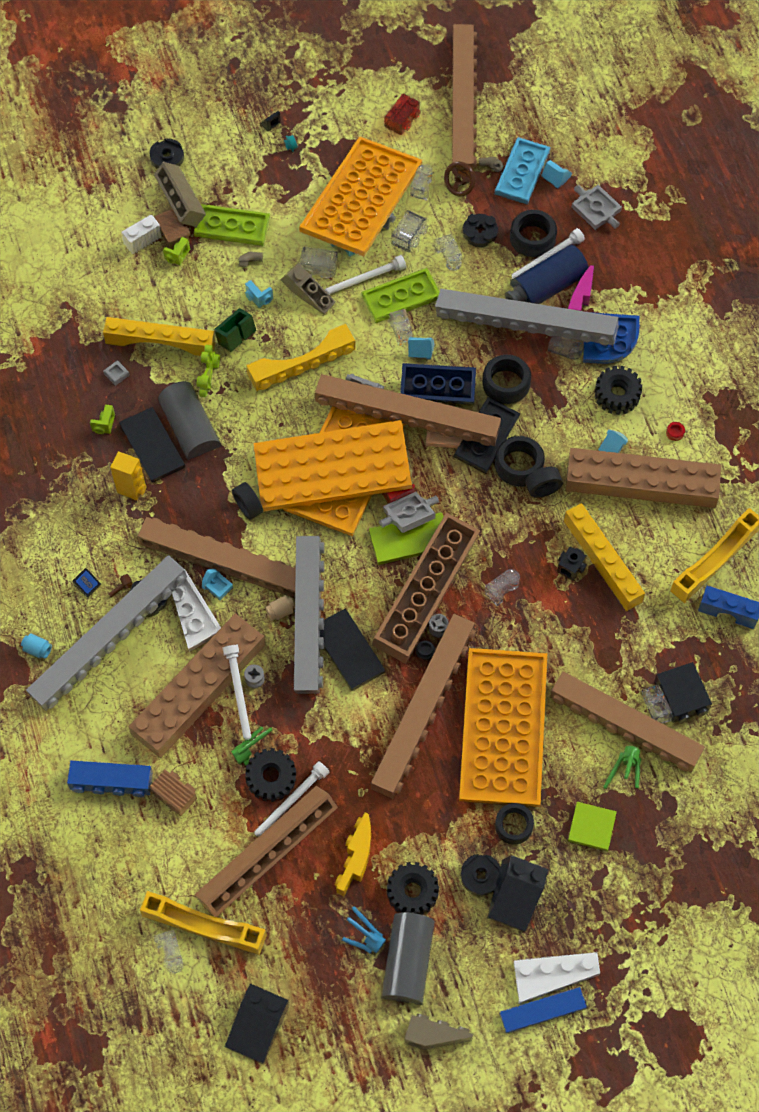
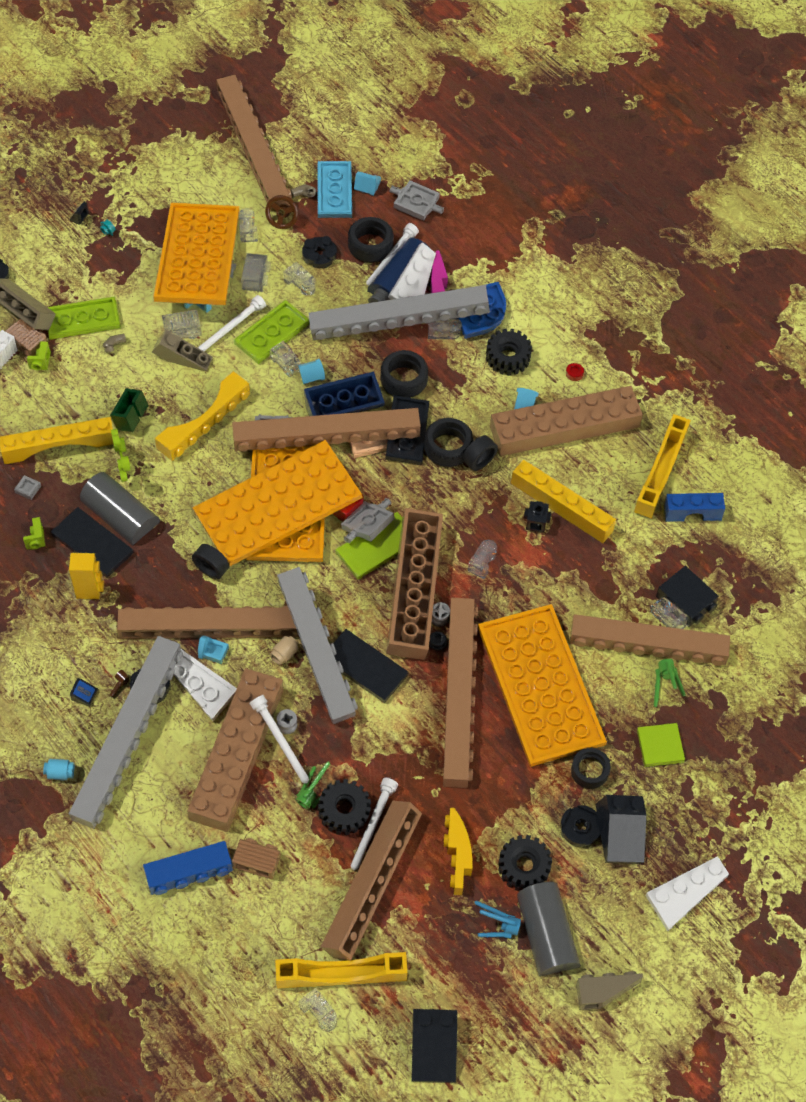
camera: 25 degrees left, 5 degrees down
(258, 297) = (135, 373): medium azure bracket -> none
(402, 114) = (202, 172): clear red brick -> none
(543, 1010) = (692, 928): blue tile -> none
(559, 284) = (415, 275): none -> white wing

